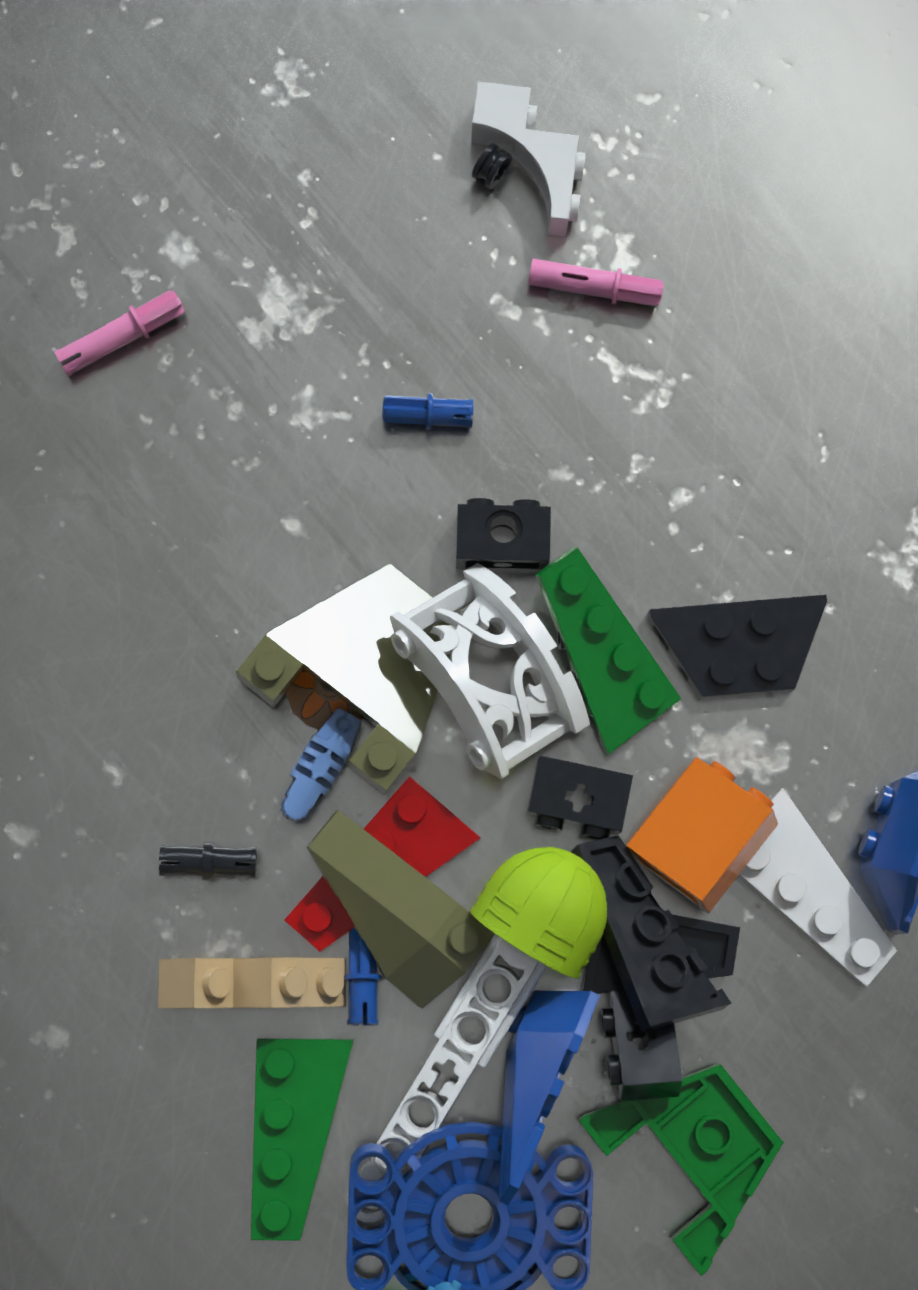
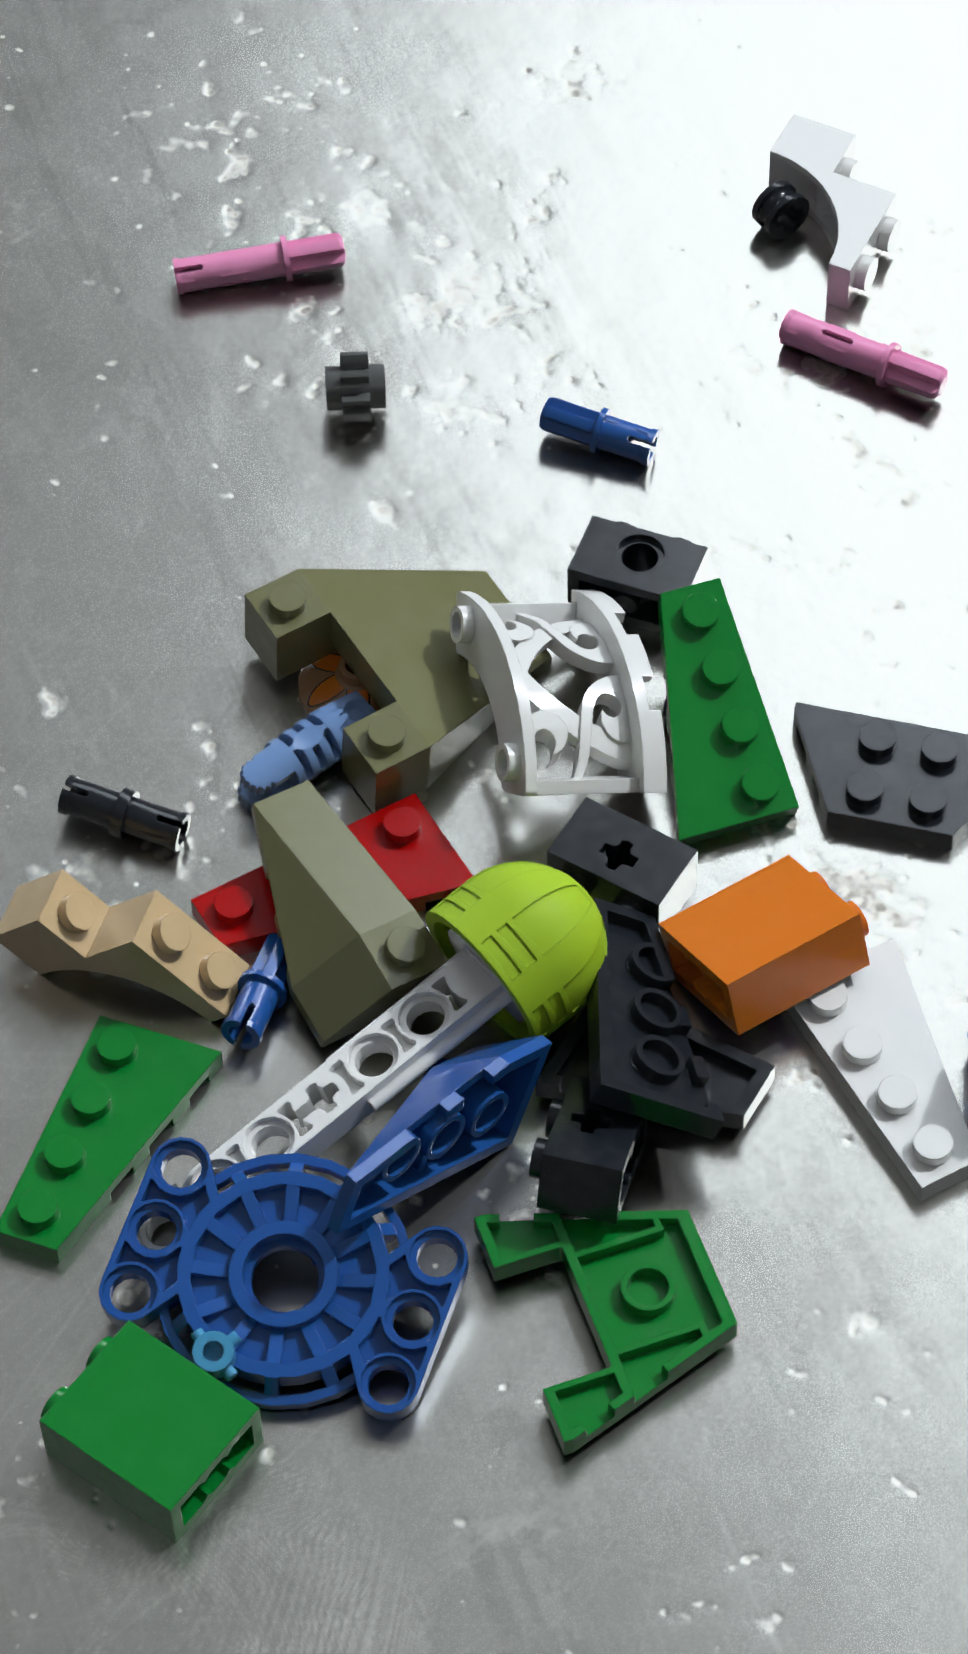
camera: 25 degrees right, 25 degrees down
(237, 431) = (355, 387): none -> dark grey gear

